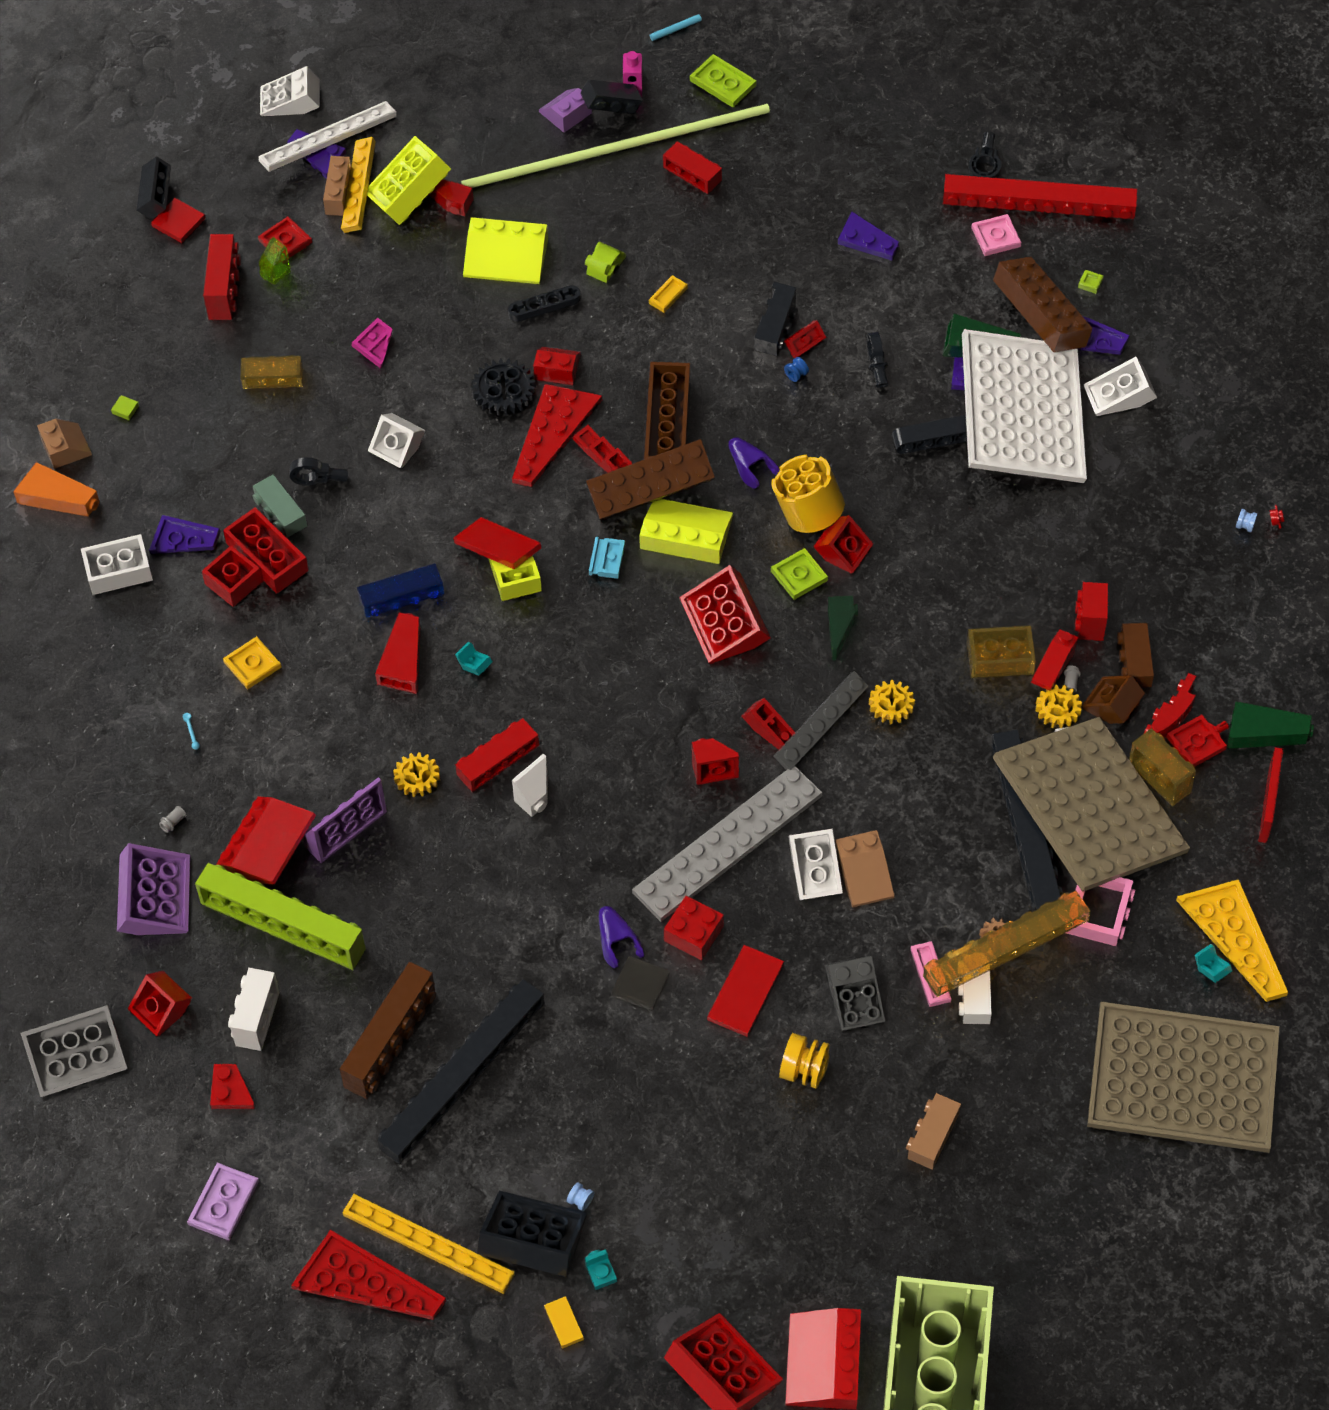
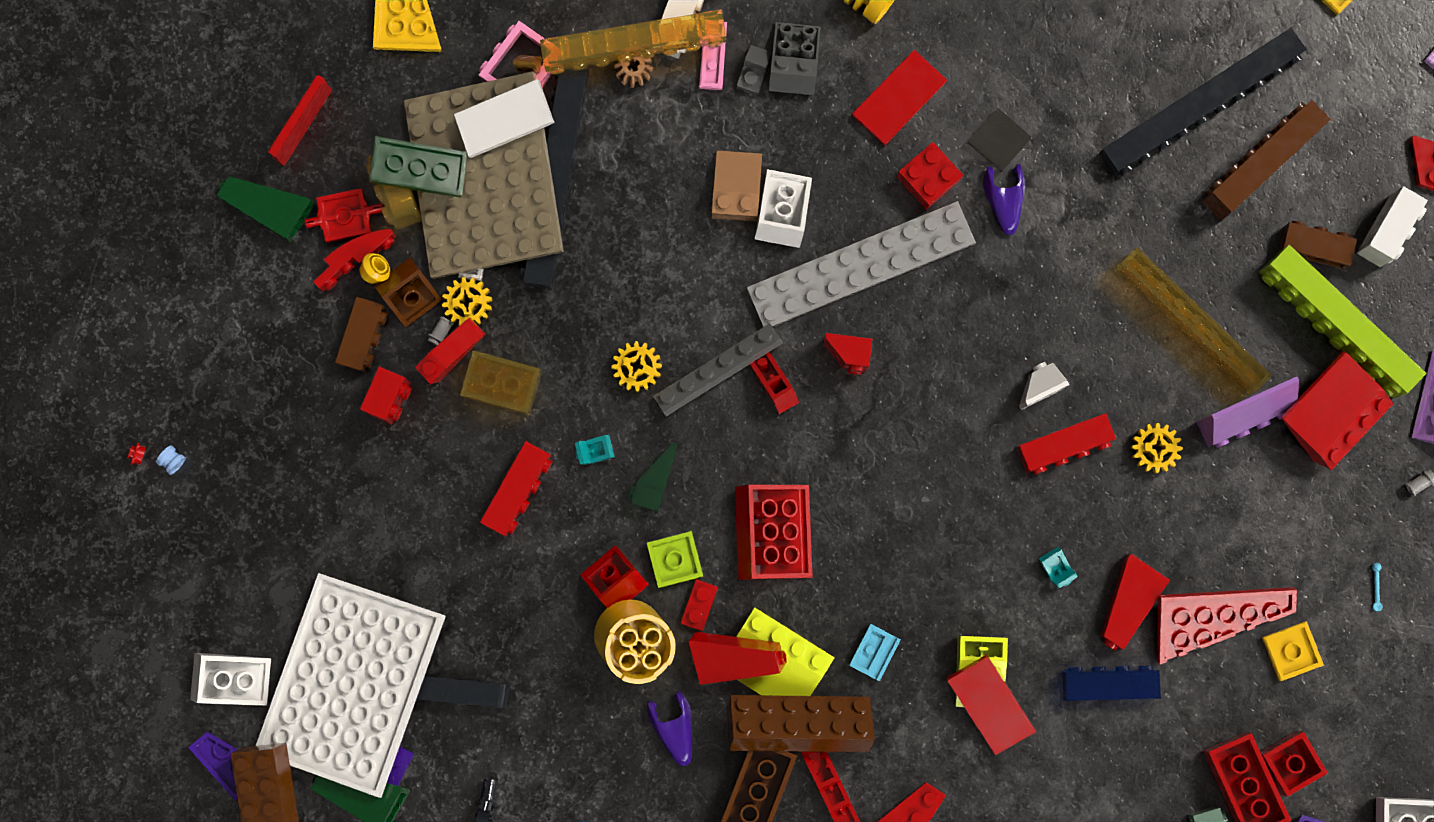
camera: 165 degrees left, 25 degrees up
(318, 980) = (1318, 244): none -> reddish brown brick
(324, 664) = (1211, 617): none -> wing
(415, 879) = (1194, 321): none -> clear yellow brick
(721, 511) = (734, 658): none -> red slope
(765, 550) = (699, 605): none -> red plate
(888, 973) = (754, 69): none -> dark grey slope
(901, 630) = (594, 450): none -> teal bracket
(953, 583) = (516, 489): none -> red brick
(1092, 839) = (504, 118): none -> white tile
(1094, 897) = (528, 63): none -> pearl gold slope
(1147, 699) = (374, 268): none -> yellow cone
(1148, 776) = (418, 167): none -> dark green tile

